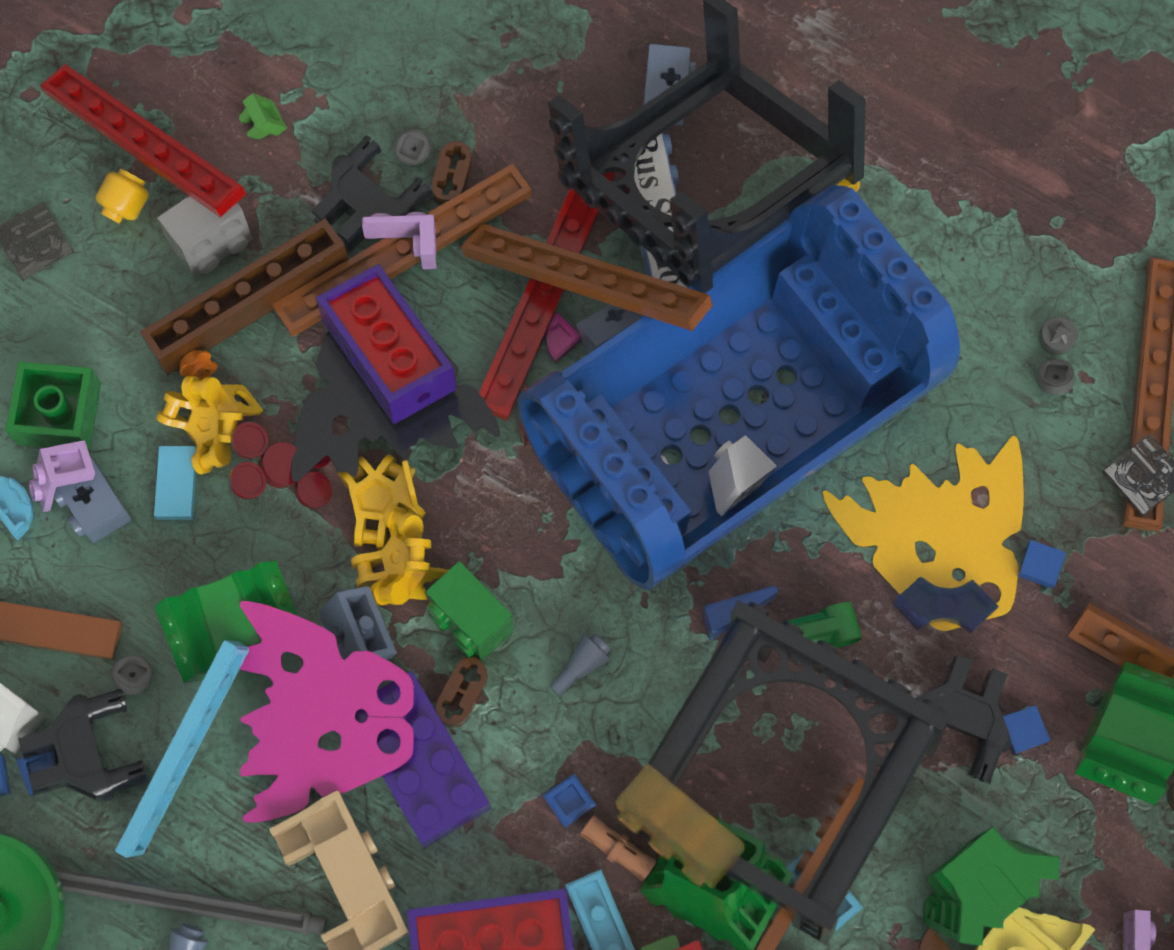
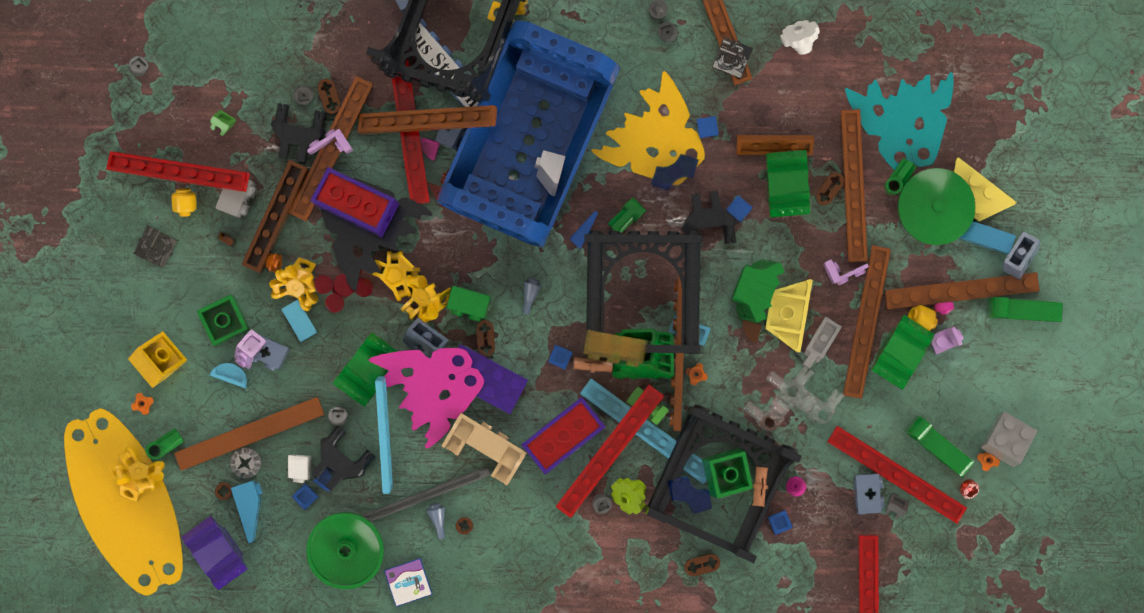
camera: 30 degrees left, 15 degrees up
(149, 292) = (226, 239): none -> reddish brown tile

